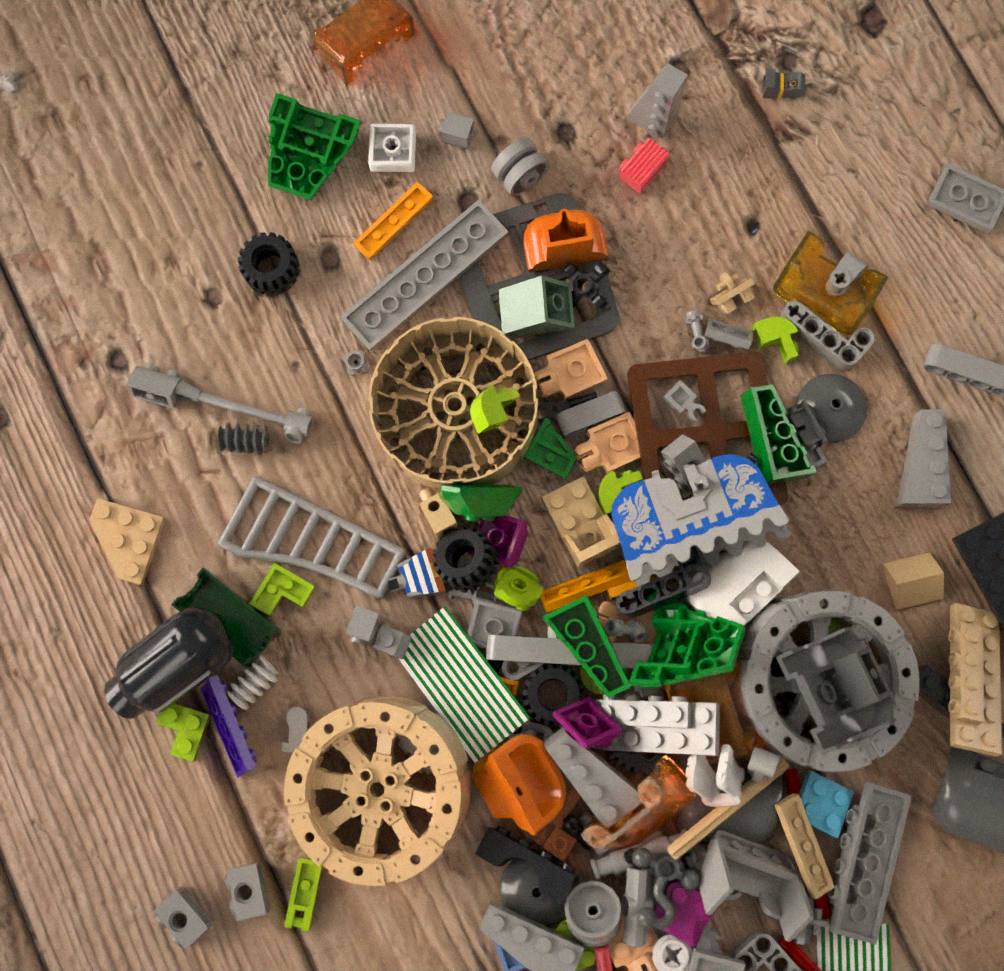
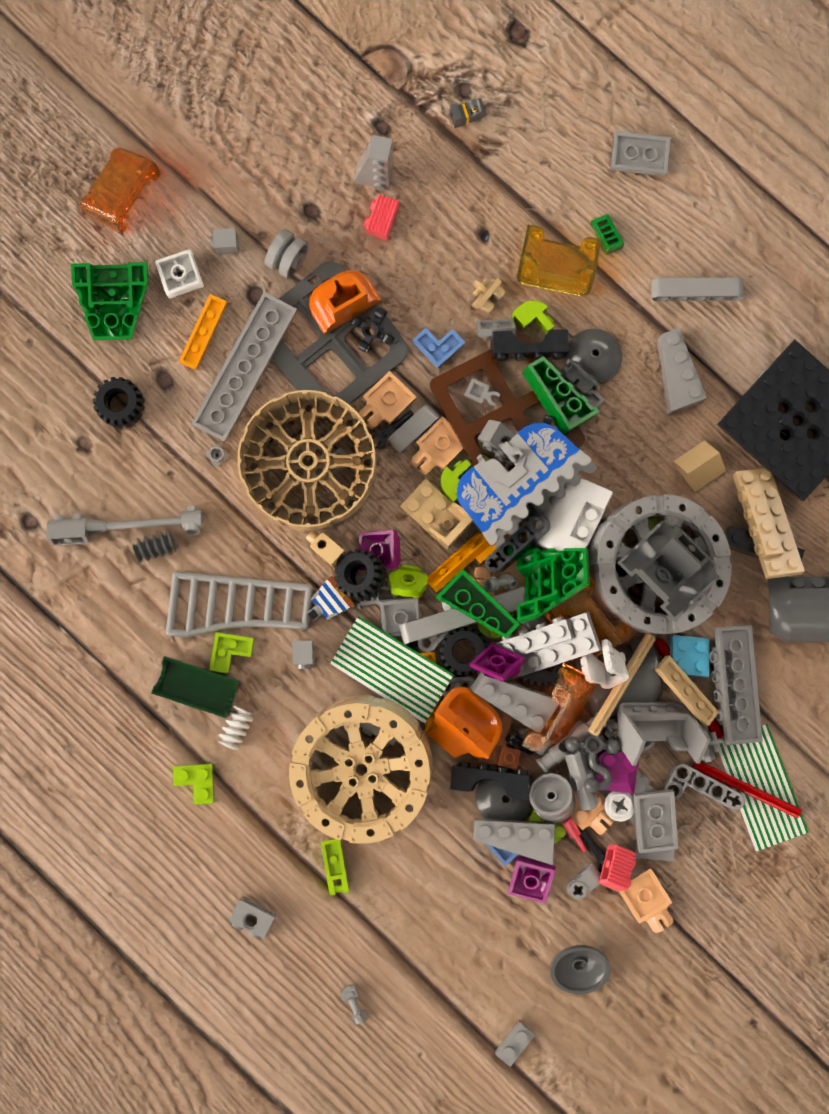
camera: 25 degrees left, 5 degrees up
(127, 538) = (94, 656): tan plate -> none
(169, 662) = (169, 736): black piece -> none
(230, 732) = (234, 771): dark purple plate -> none
(253, 876) = (292, 868): light grey brick -> none
(299, 723) = (282, 744): light grey leg -> none
(392, 642) = (329, 658): light grey brick -> none
(479, 500) = (355, 526): green wedge -> none
(488, 409) = (335, 455): lime brick -> none
(536, 307) = (341, 361): slope -> none
(550, 451) = (393, 468): green wing -> none
(651, 336) = (438, 351): none -> medium blue plate
(699, 342) = (475, 343): light grey bar -> none
(733, 358) = (506, 346): none -> black arch
(762, 765) = (635, 644): light grey piece -> none
(824, 331) = (567, 299): light grey beam -> none
(845, 273) = (567, 247): light grey piece -> none
(907, 288) = (618, 244): none -> green slope

